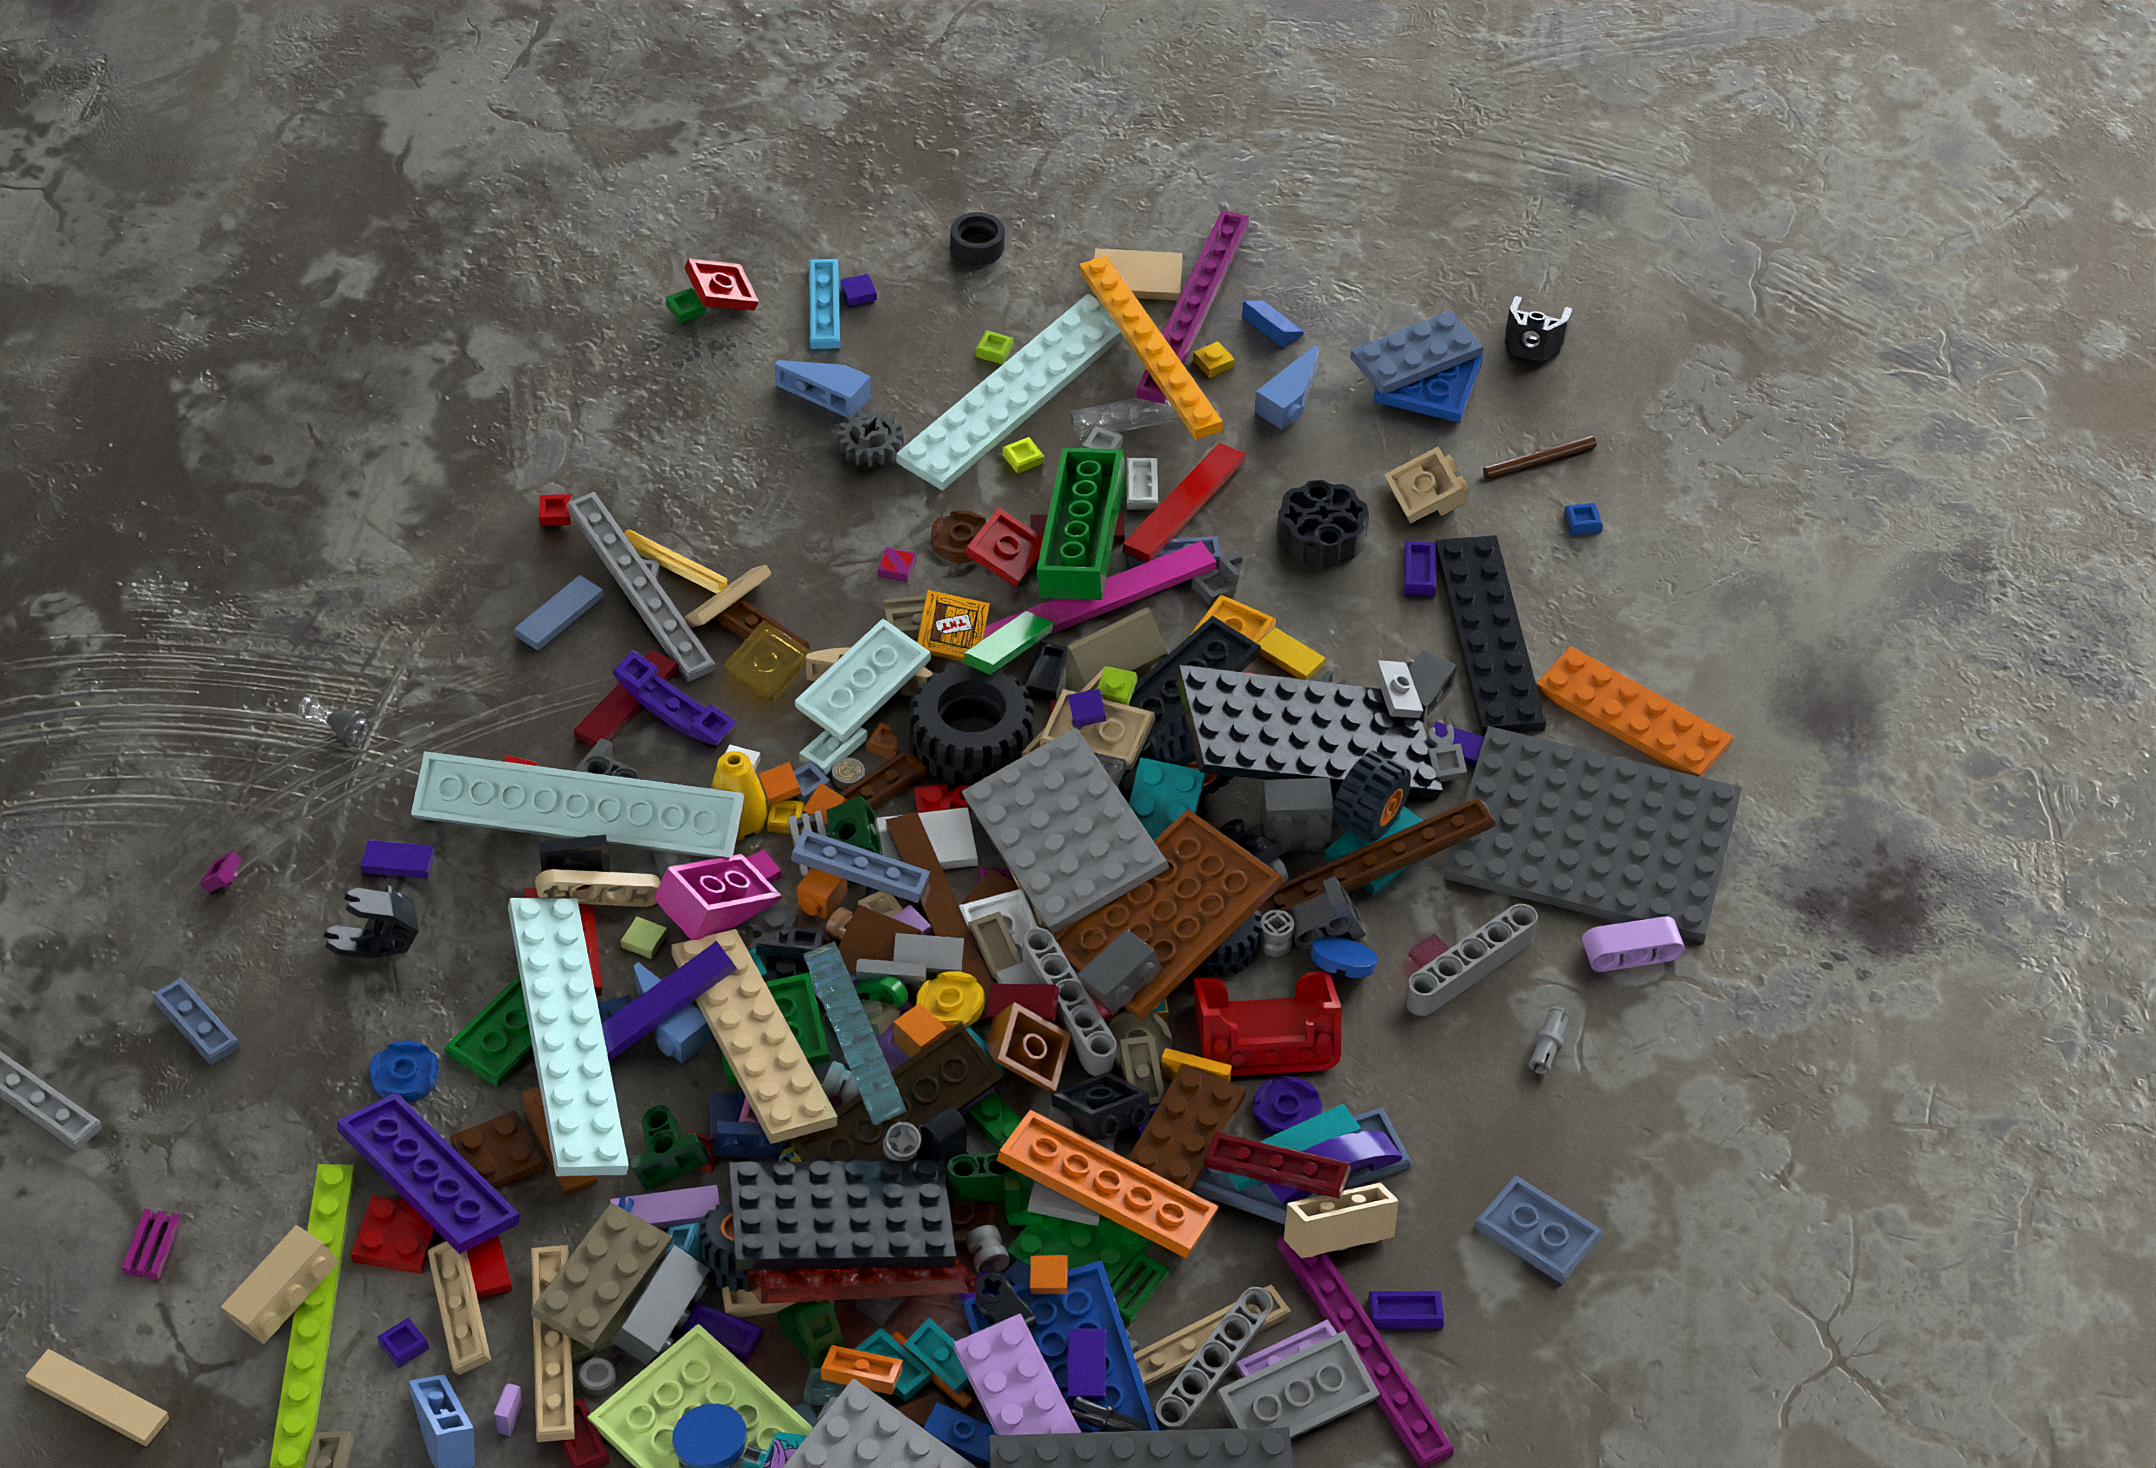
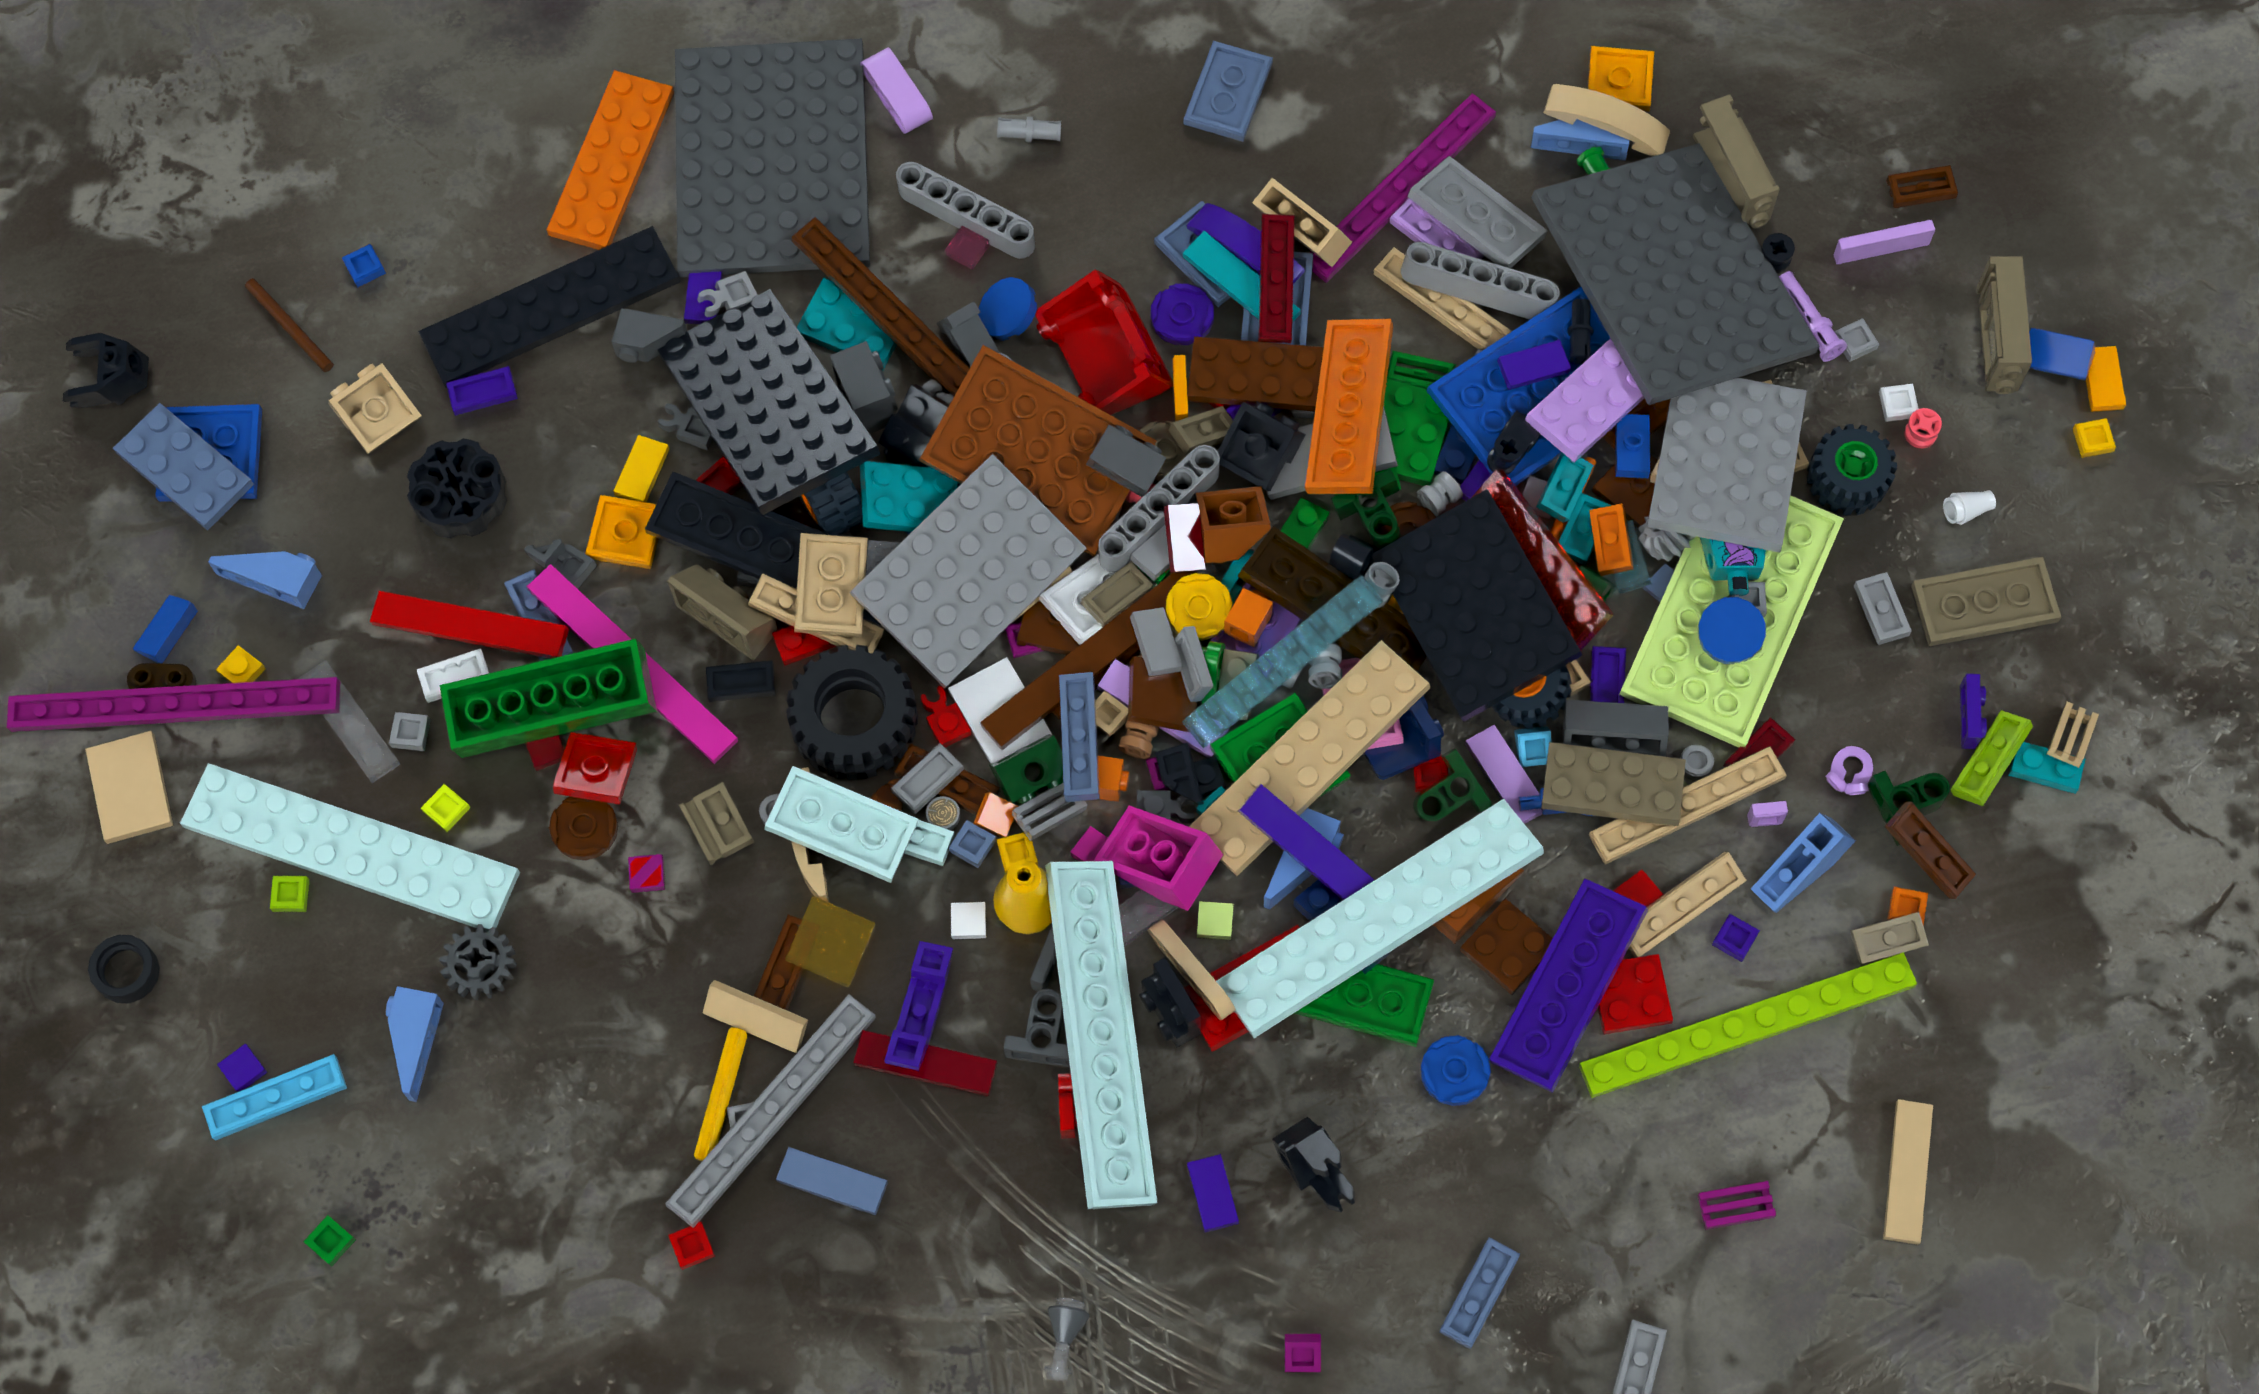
camera: 105 degrees left, 20 degrees up
(279, 1284) = (1744, 1052): tan brick -> none
(721, 284) = (291, 1209): red plate -> none
(780, 783) = (991, 860): orange tile -> none
(884, 764) = (927, 778): none -> light grey tile
(951, 624) = (728, 777): tile -> none
(1007, 642) = (746, 703): tile -> none
(1049, 1274) = (1462, 420): orange tile -> none
(1087, 708) = (818, 593): dark purple tile -> none
(1117, 685) = (775, 579): lime plate -> none
(1151, 348) = (264, 716): light orange plate -> none
(1224, 311) = (159, 675): none -> dark brown plate
(1371, 796) = (833, 315): black wheel -> none
(1398, 689) = (671, 347): plate -> none
(1406, 1309) = (1351, 166): dark purple tile -> none

